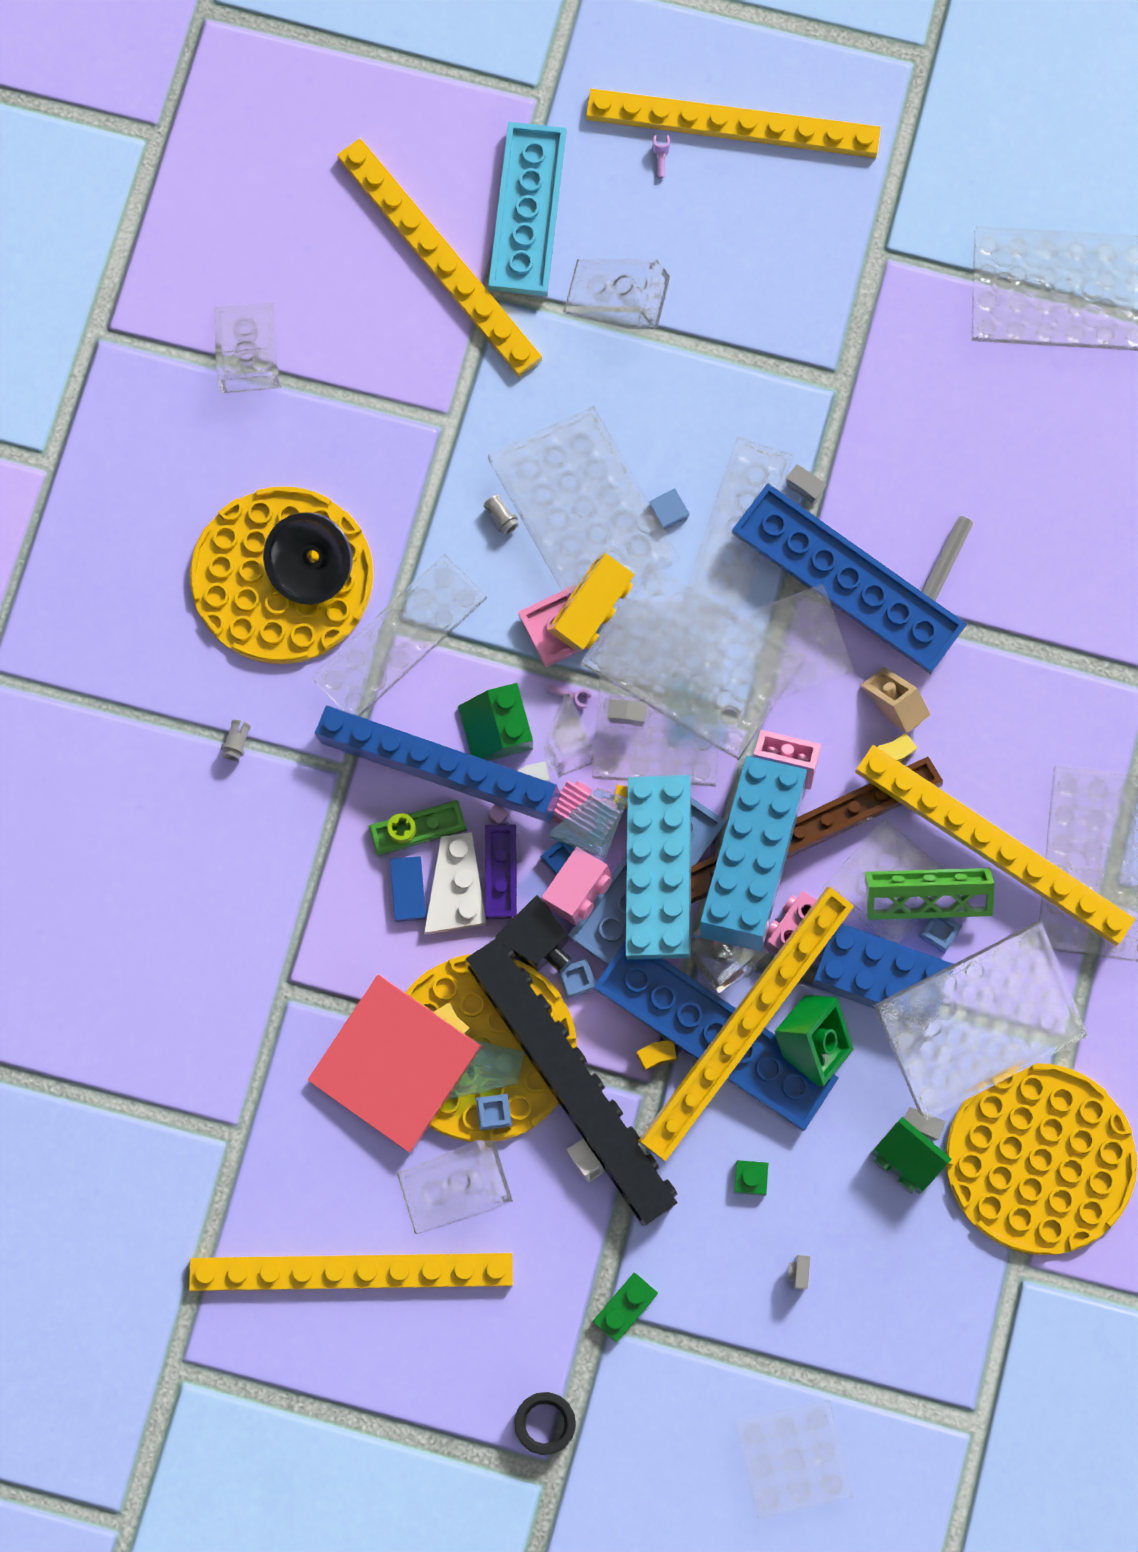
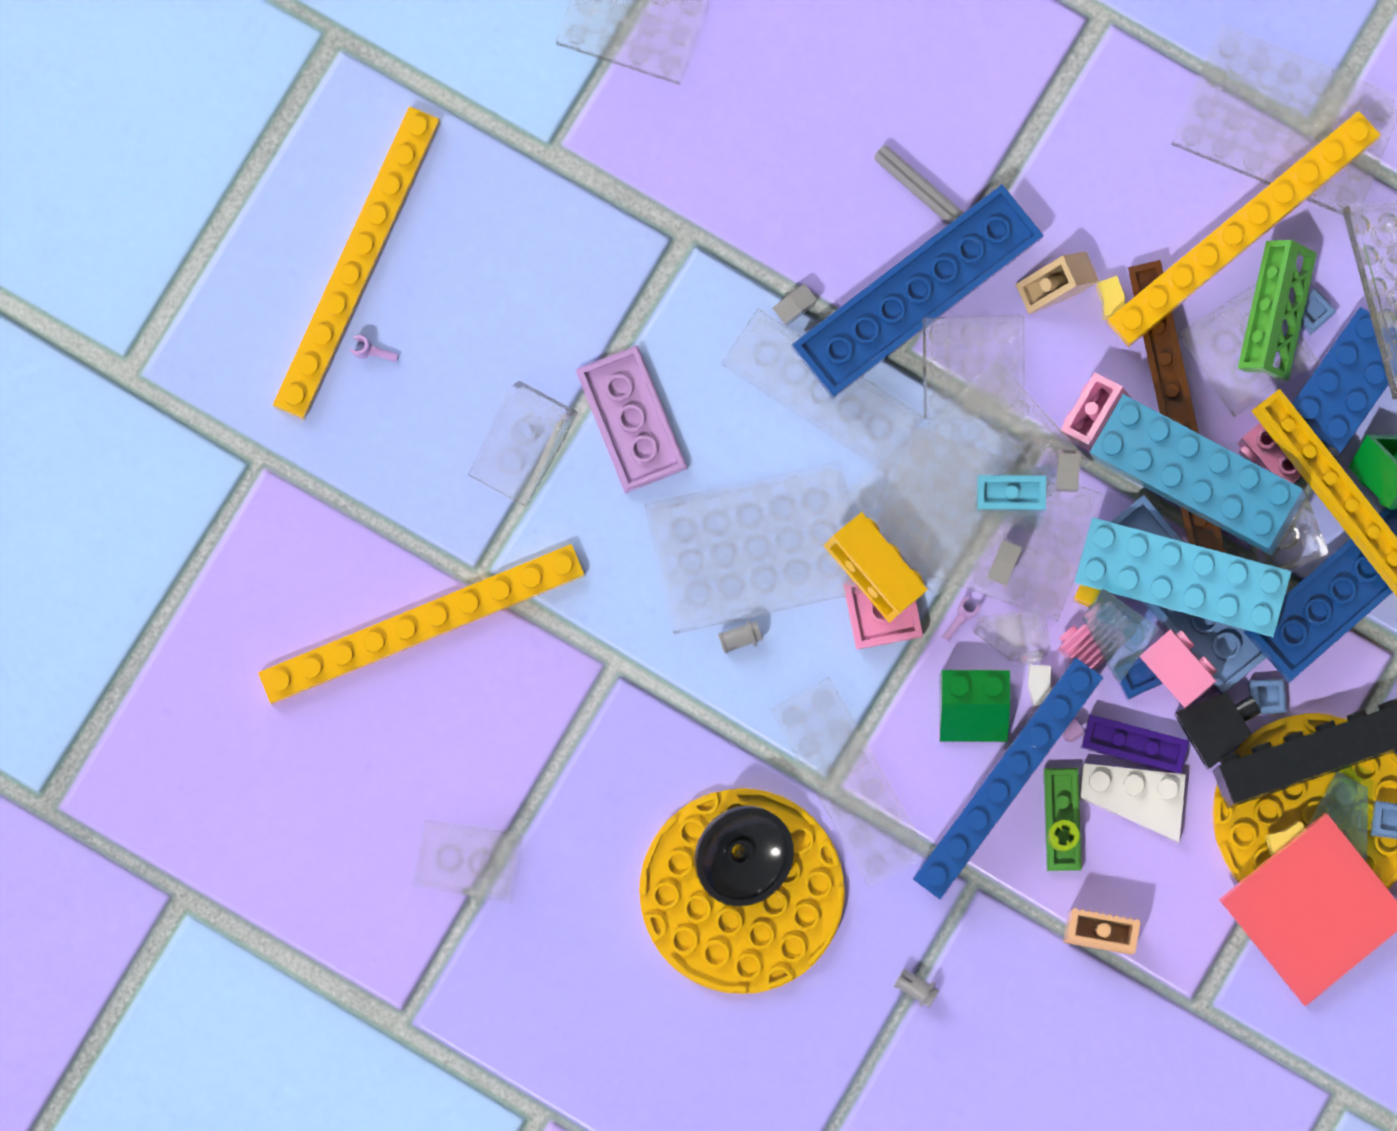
camera: 70 degrees left, 5 degrees up
(325, 881) = (1102, 931): none -> light nougat brick
(408, 888) = (1126, 847): blue tile -> none
(527, 209) = (395, 511): medium azure plate -> none
(656, 1054) = (1369, 637): yellow piece -> none
(665, 378) = (631, 419): none -> lavender tile
(669, 508) = (781, 456): medium blue tile -> none
(688, 696) = (1011, 493): none -> medium azure plate
(723, 738) = (1067, 470): none -> light grey piece

